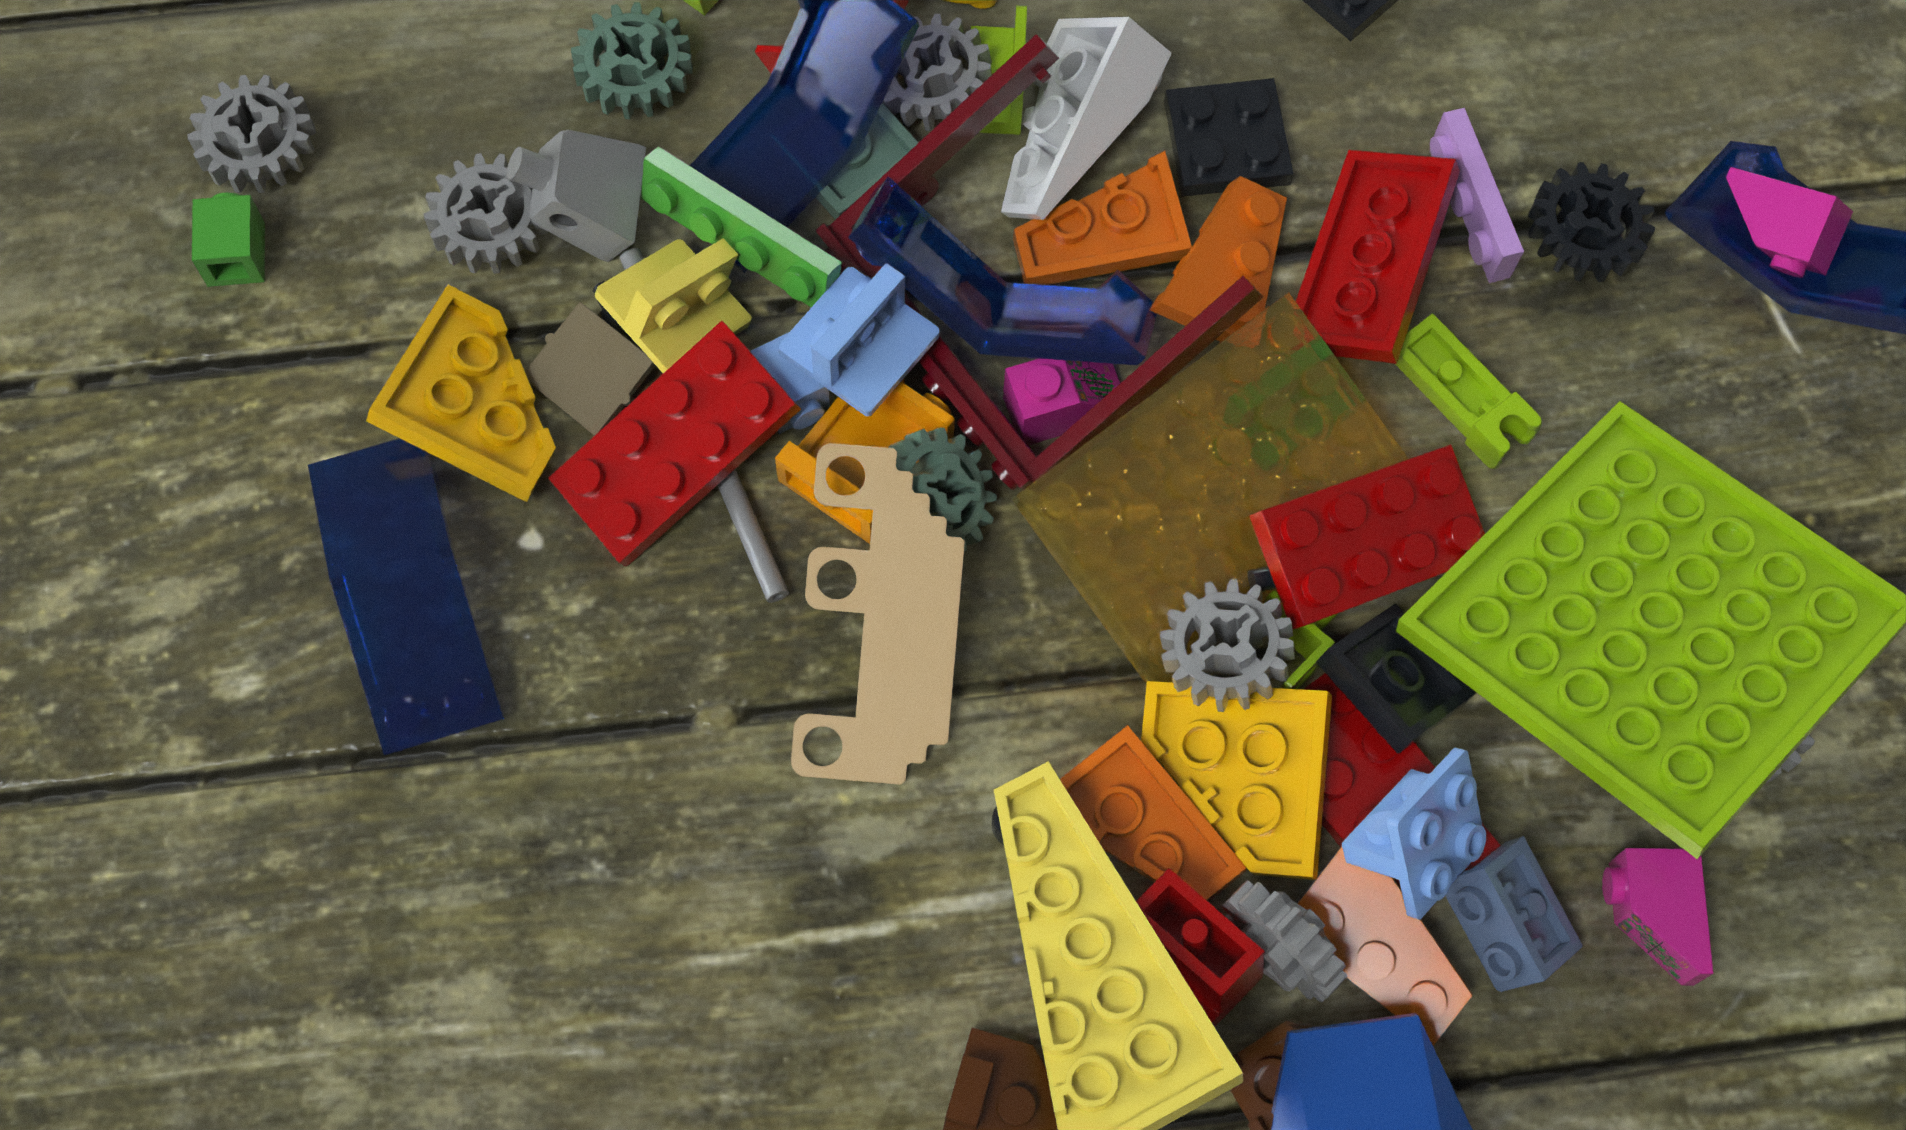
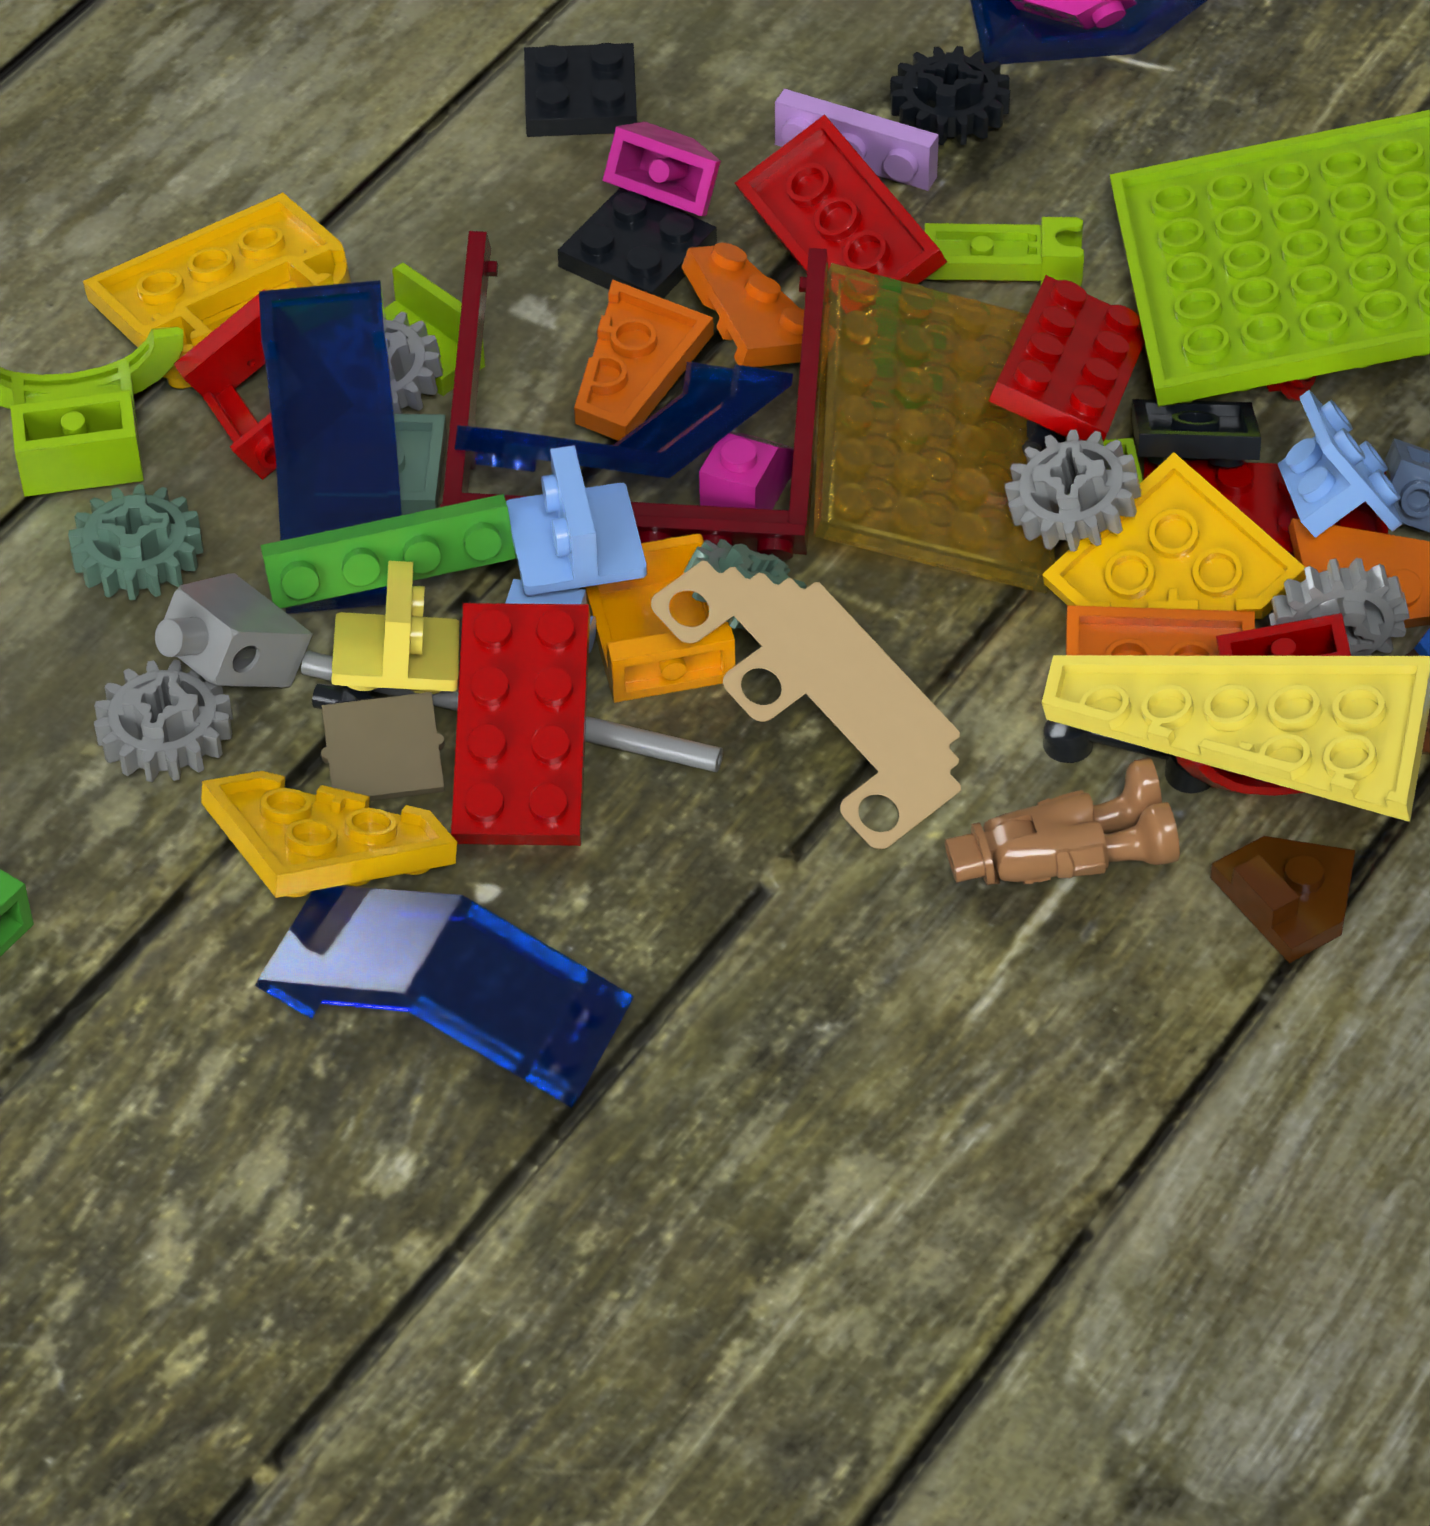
camera: 45 degrees left, 20 degrees down
(899, 898) = (1071, 835): none -> medium nougat piece
(1093, 94) = (528, 305): white wedge -> none
(1304, 88) = (662, 166): none -> dark pink slope

